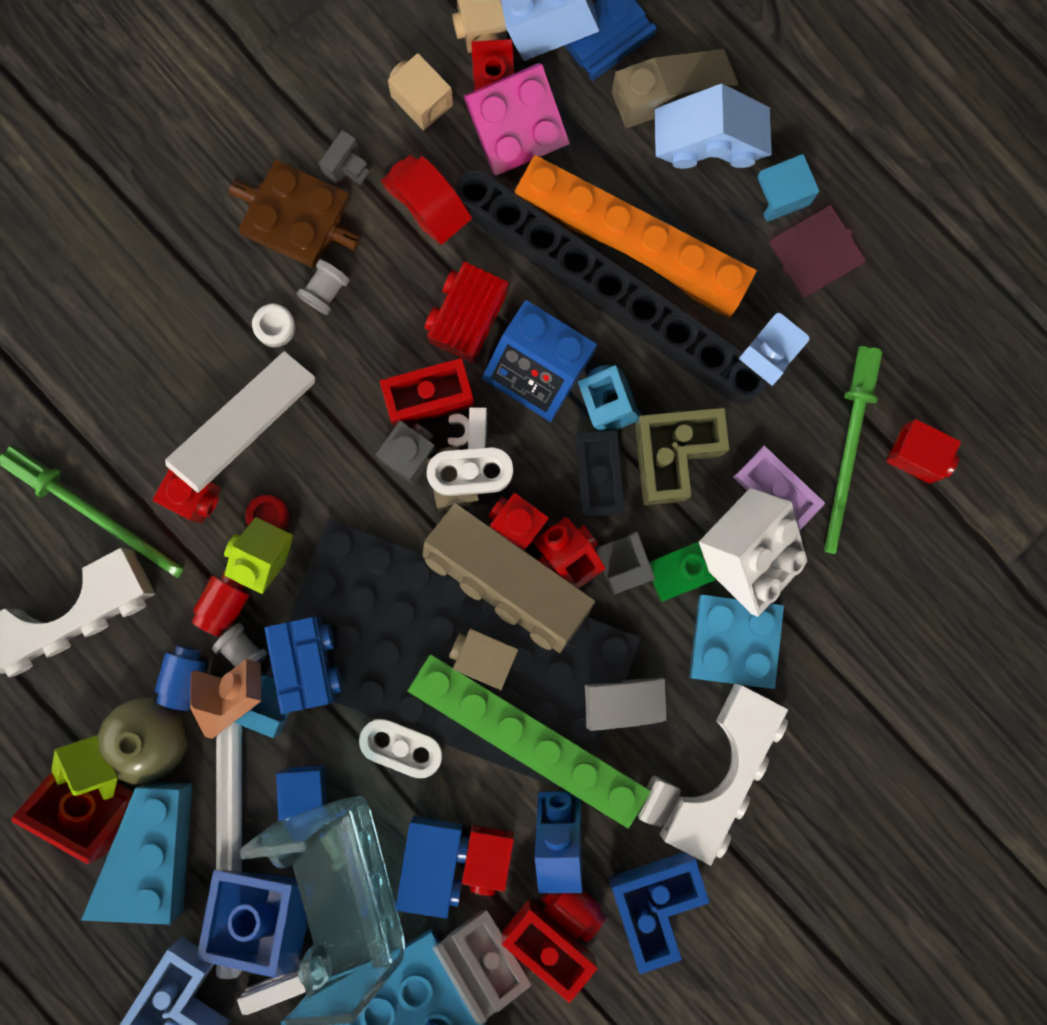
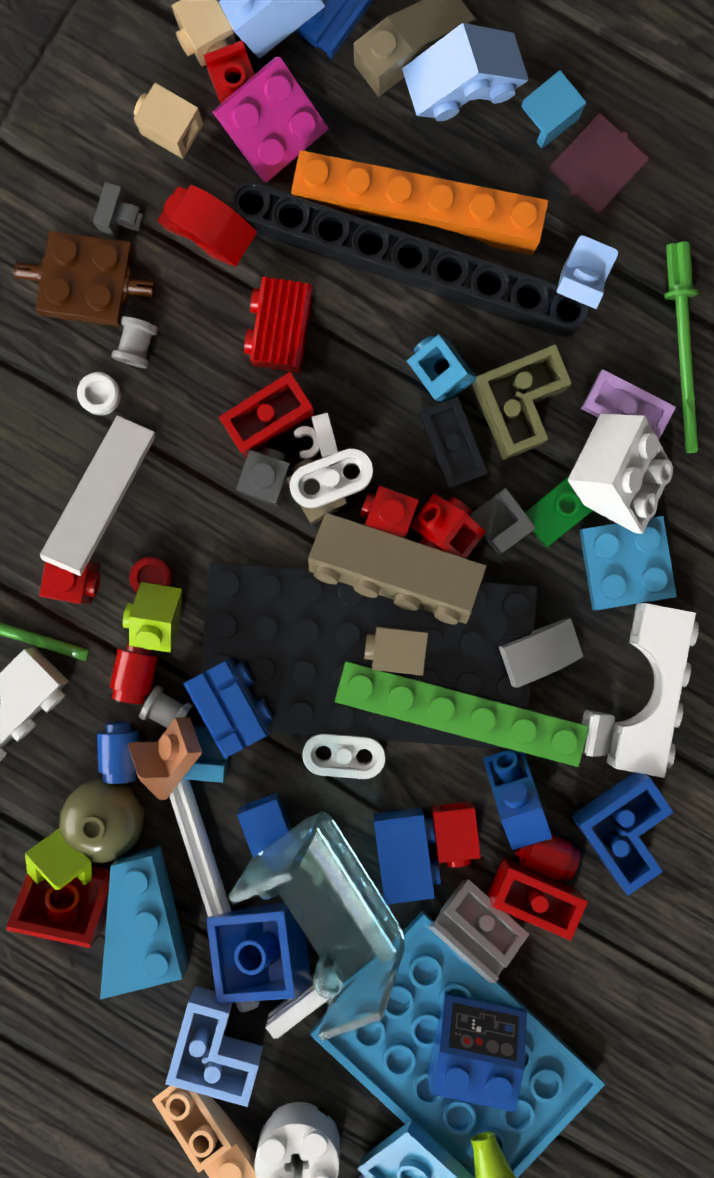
camera: 10 degrees left, 5 degrees up
(538, 361) = (363, 351): blue slope -> none

